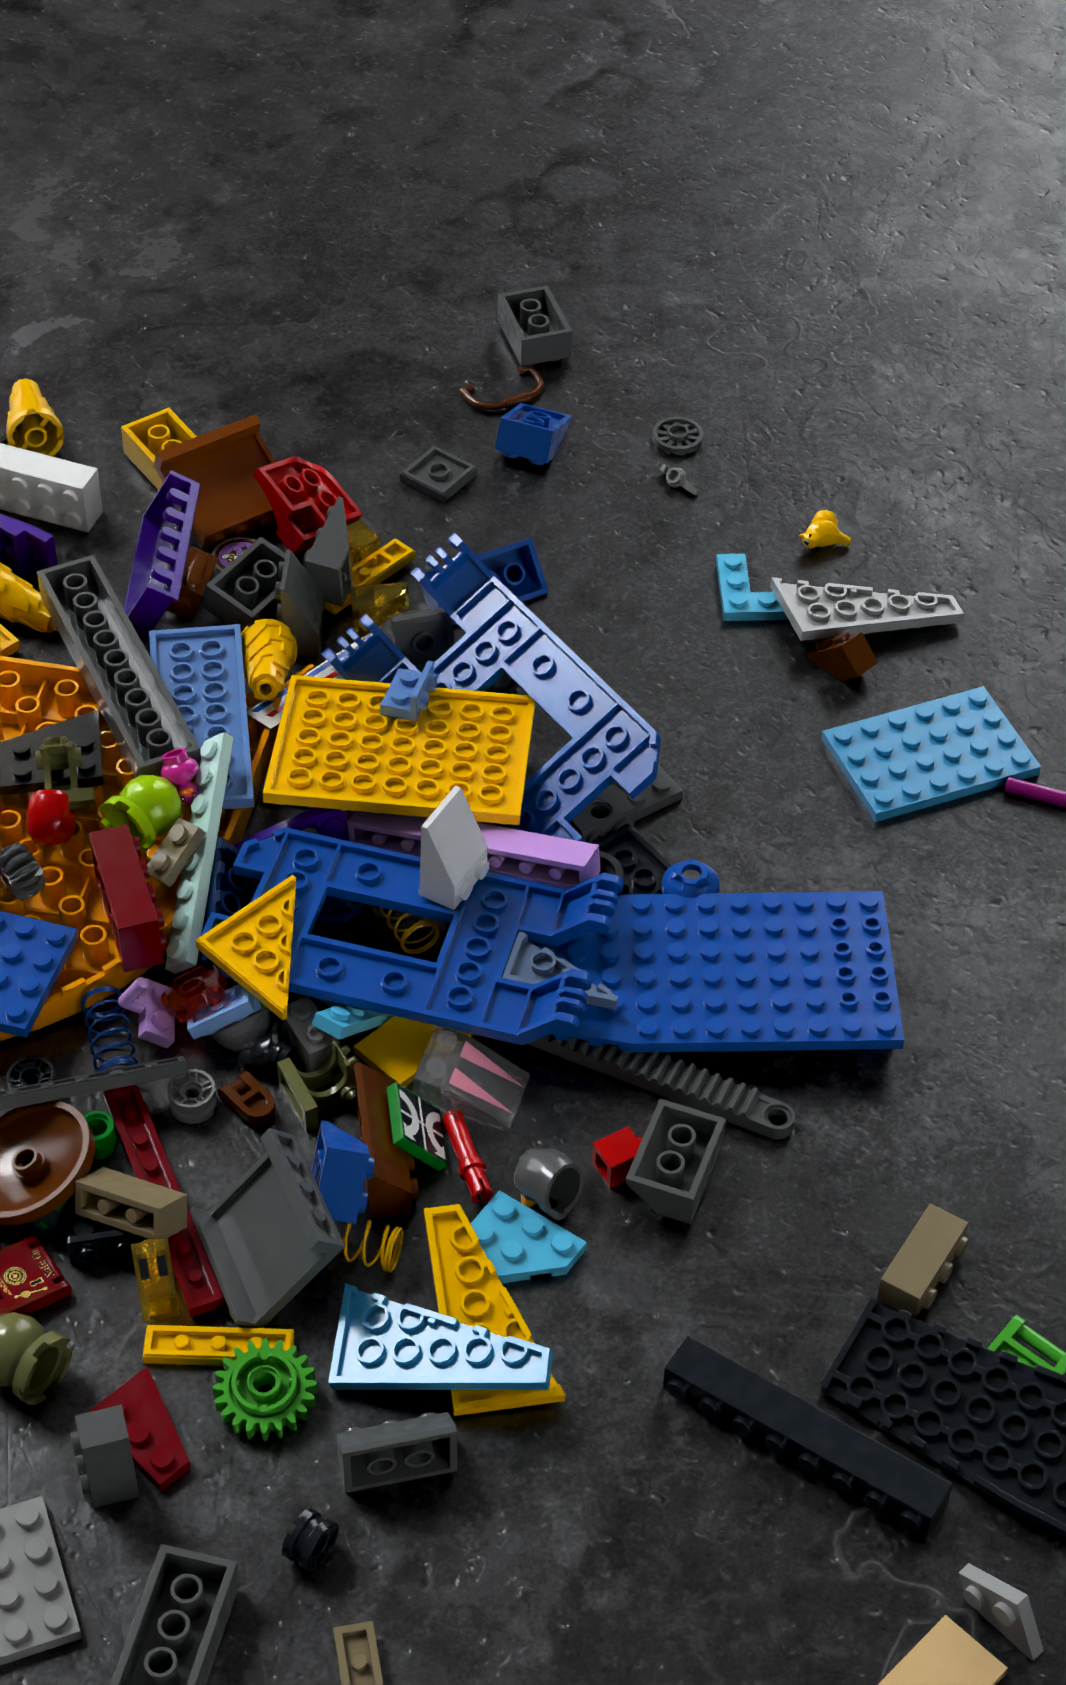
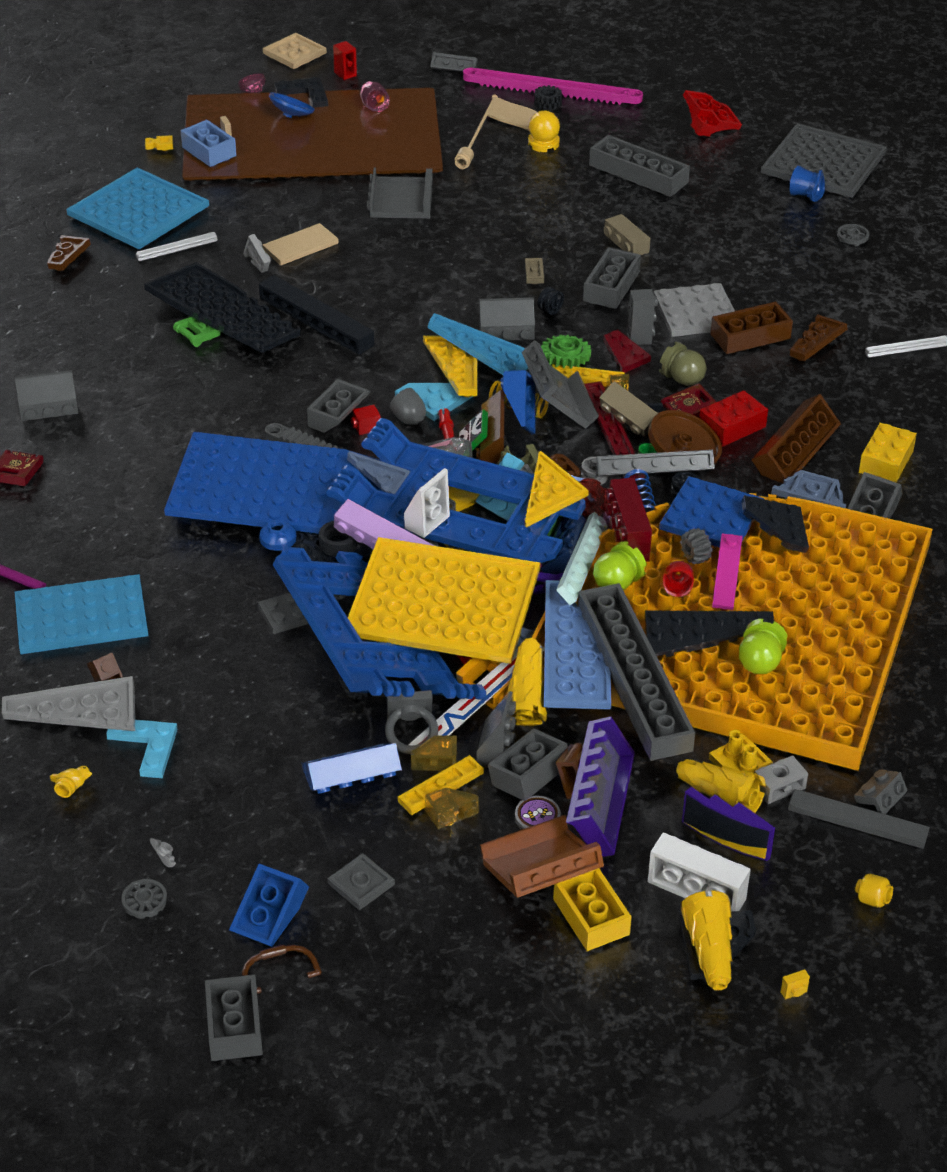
camera: 170 degrees left, 5 degrees down
(62, 754) = (671, 594): olive tile -> none
(175, 851) = (596, 547): dark tan plate -> none
(179, 770) = (592, 579): dark pink animal -> none
(300, 499) = (476, 835): red slope -> none
(330, 558) = (469, 753): dark grey slope -> none
(409, 693) = (430, 626): medium blue bracket -> none
(924, 1261) = (228, 365): dark tan brick -> none

